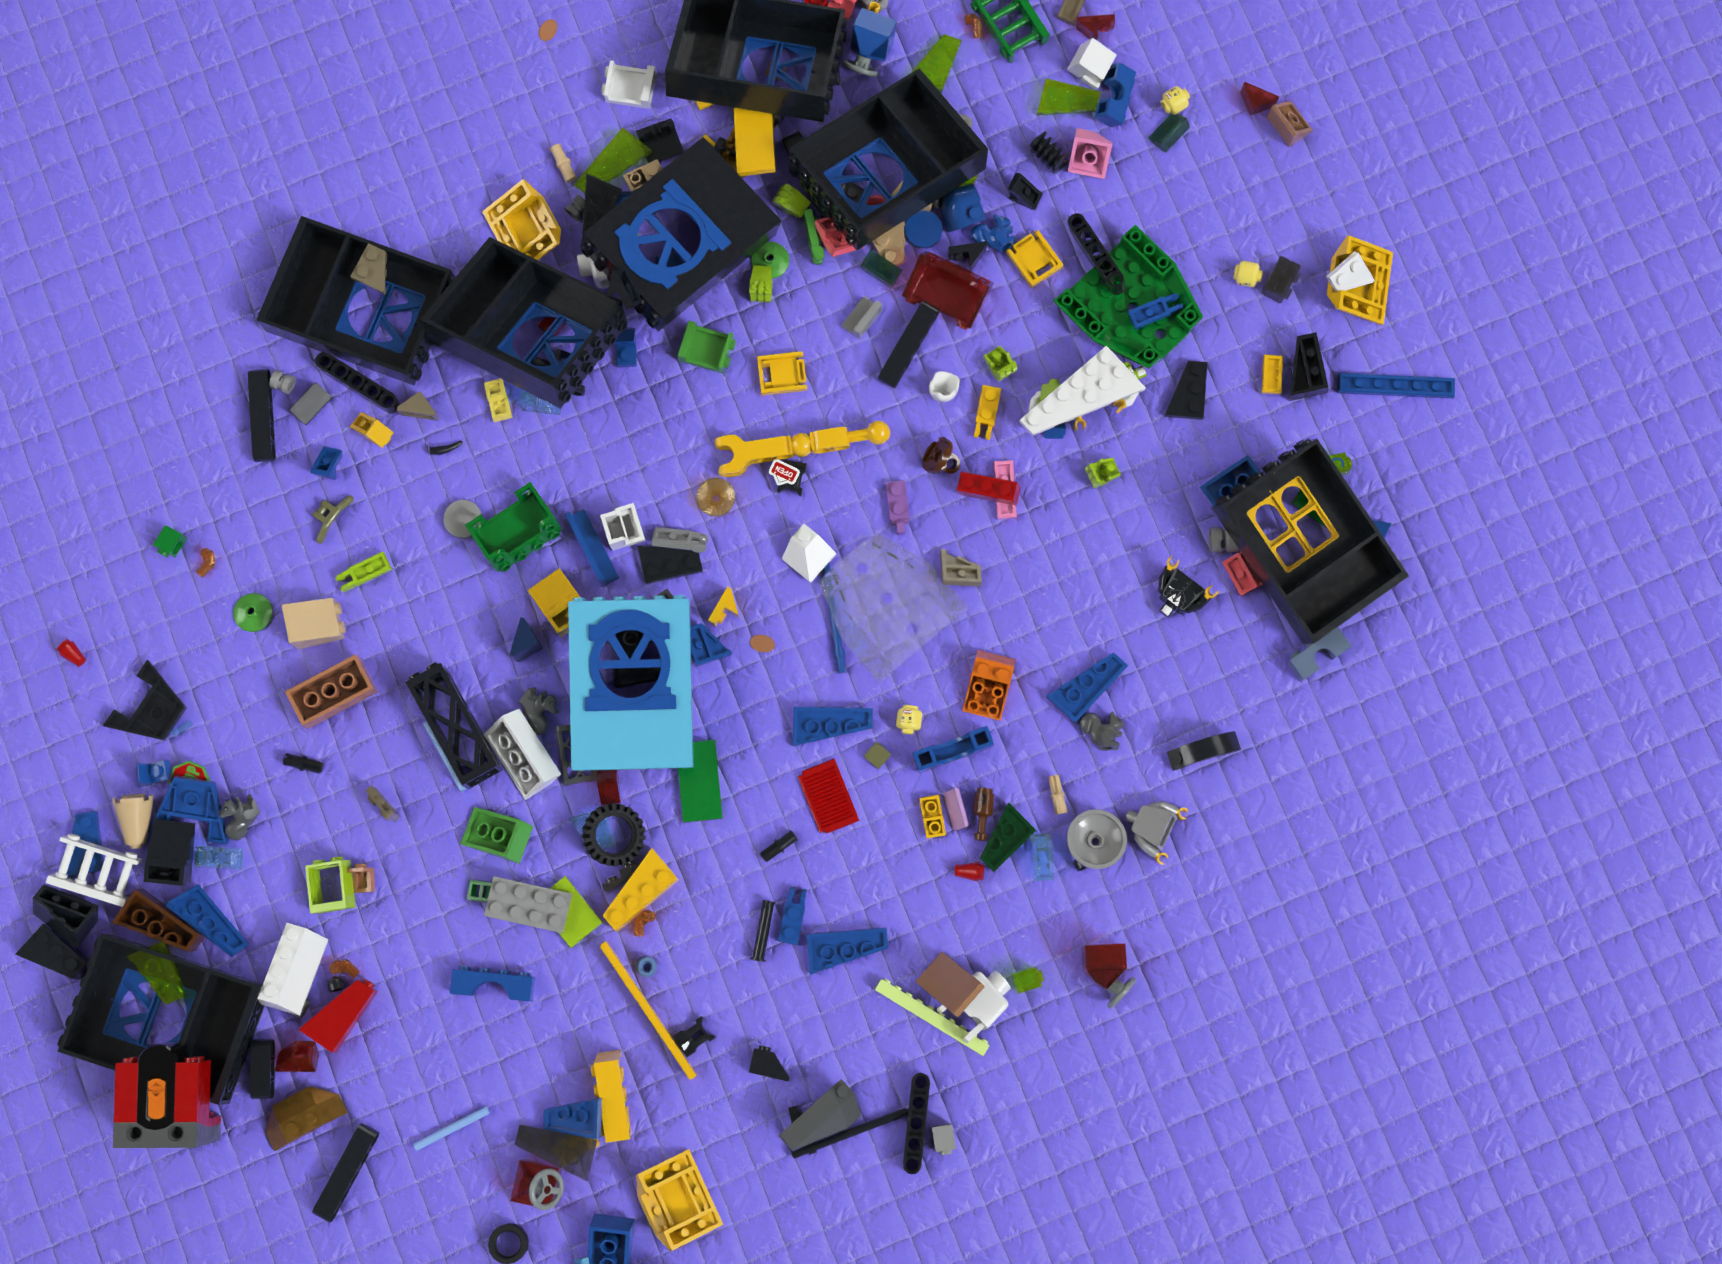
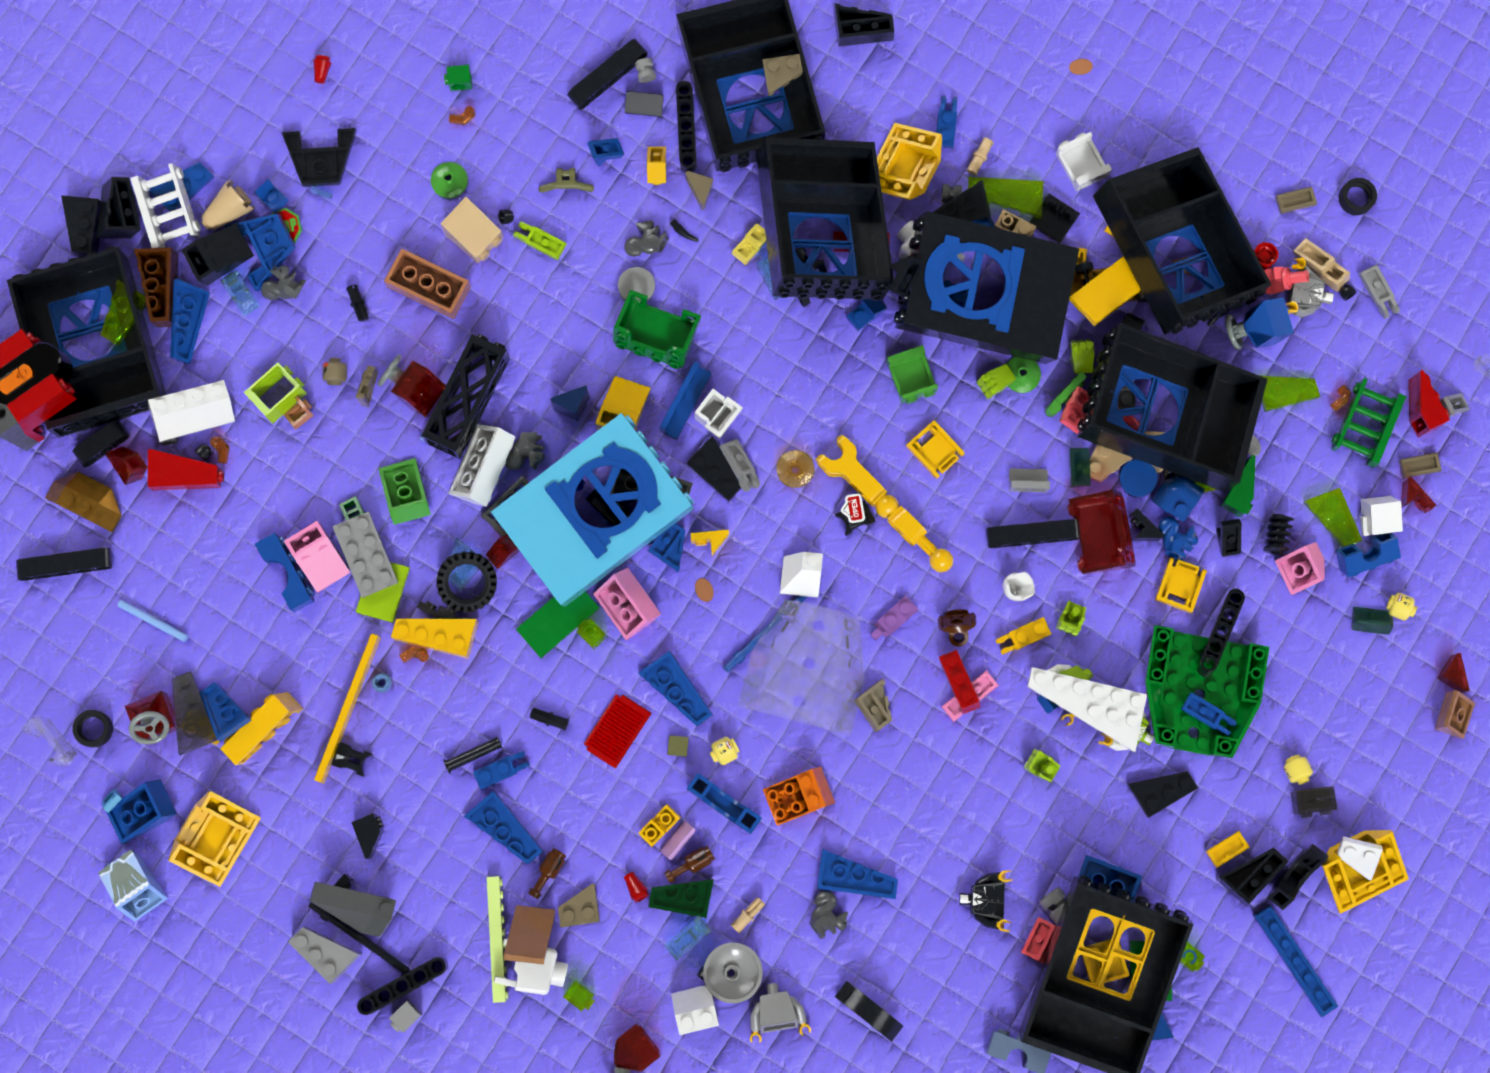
camera: 50 degrees right, 0 degrees up
(321, 586) = (505, 216): none -> black hinge
(349, 823) = (334, 371): none -> dark tan head
(380, 179) = (862, 26): none -> black wedge
(413, 763) = (415, 386): none -> clear red piece
(434, 483) = (649, 242): none -> dark grey animal
(499, 947) = (317, 556): none -> bright pink slope
(514, 168) = (947, 122): none -> blue hinge
(728, 714) = (626, 603): none -> bright pink slope
(732, 761) = (591, 633): none -> clear neon green brick
(842, 1172) = (323, 954): none -> light grey wedge
(904, 933) = (549, 869): none -> reddish brown piece
(955, 930) = (580, 908): none -> dark tan wing
(999, 162) = (1241, 495): none -> green slope
(1105, 891) = (694, 1010): none -> white slope
(1292, 546) = (1118, 967): none -> yellow plate
(1329, 336) = (1295, 875): none -> black arch

